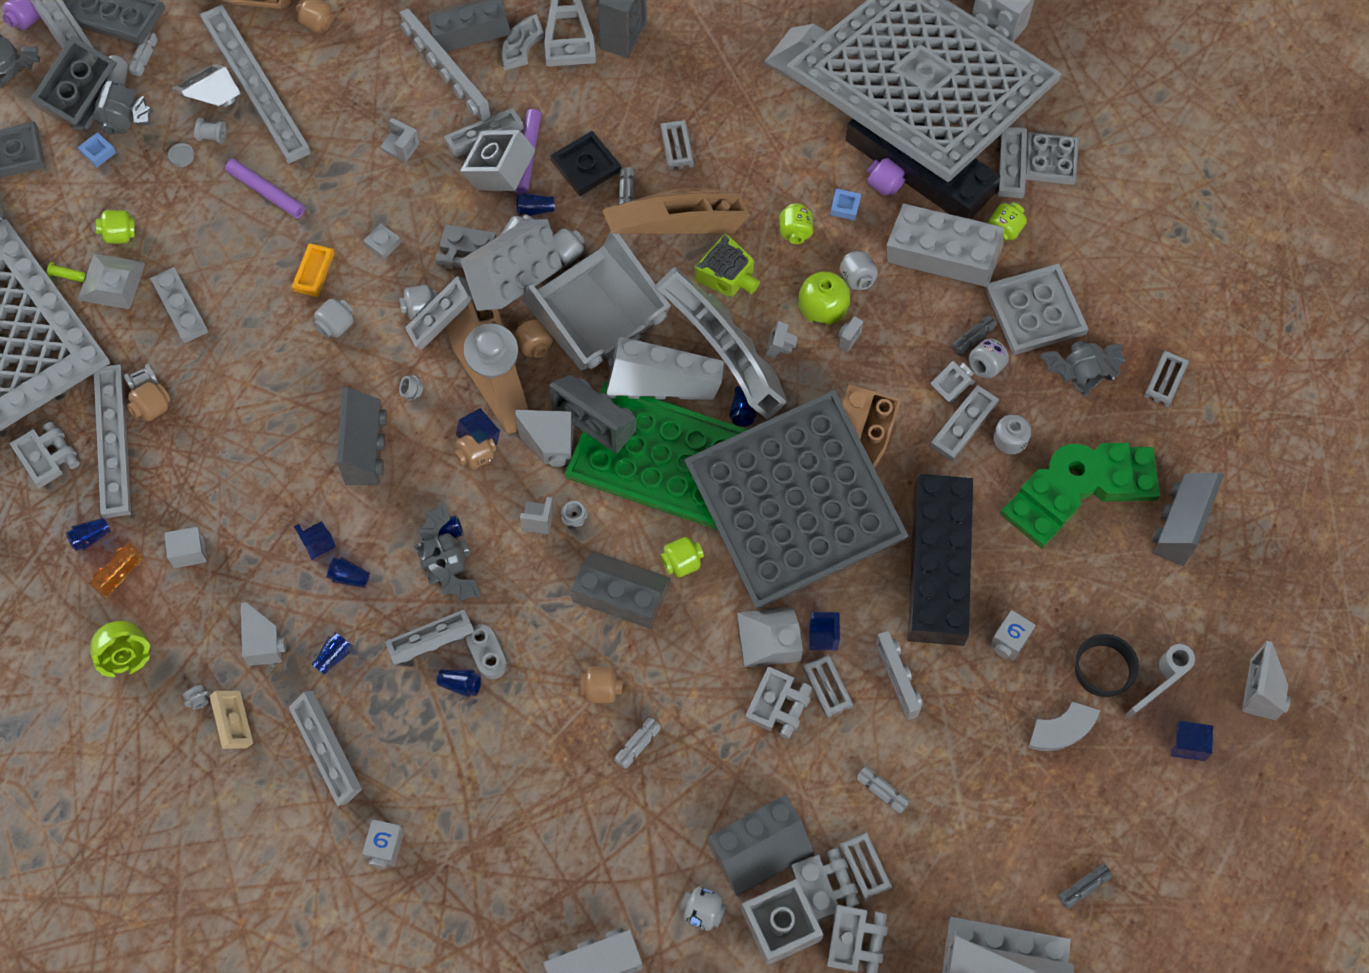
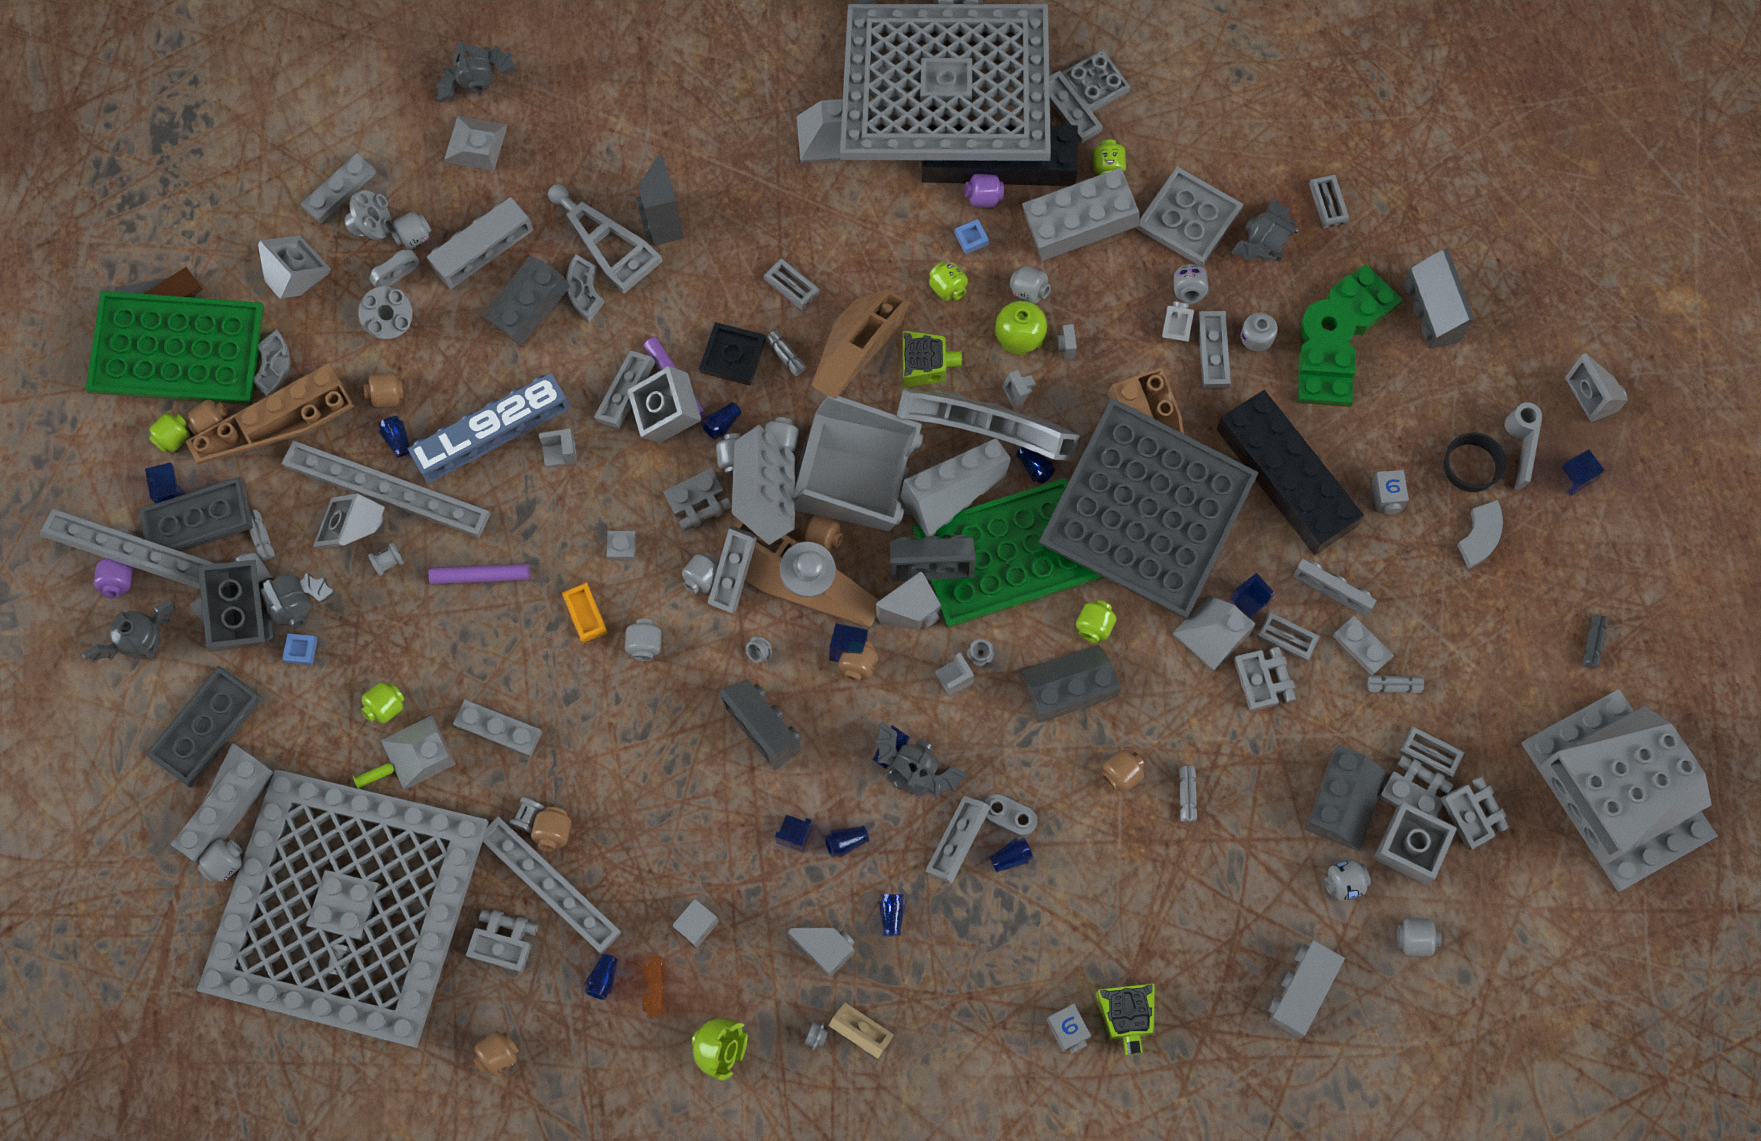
camera: 35 degrees left, 5 degrees up
(181, 155) = (376, 598): light grey piece -> none
(294, 50) = (394, 434): none -> clear blue cone
(325, 748) = (956, 992): light grey plate -> none
(363, 91) = (489, 427): none -> sand blue brick
(437, 870) = (1128, 1014): none -> torso
(447, 67) = (548, 356): light grey plate -> none
(883, 739) = (1362, 645): none -> light grey plate
(974, 335) = (1160, 272): dark grey axle -> none

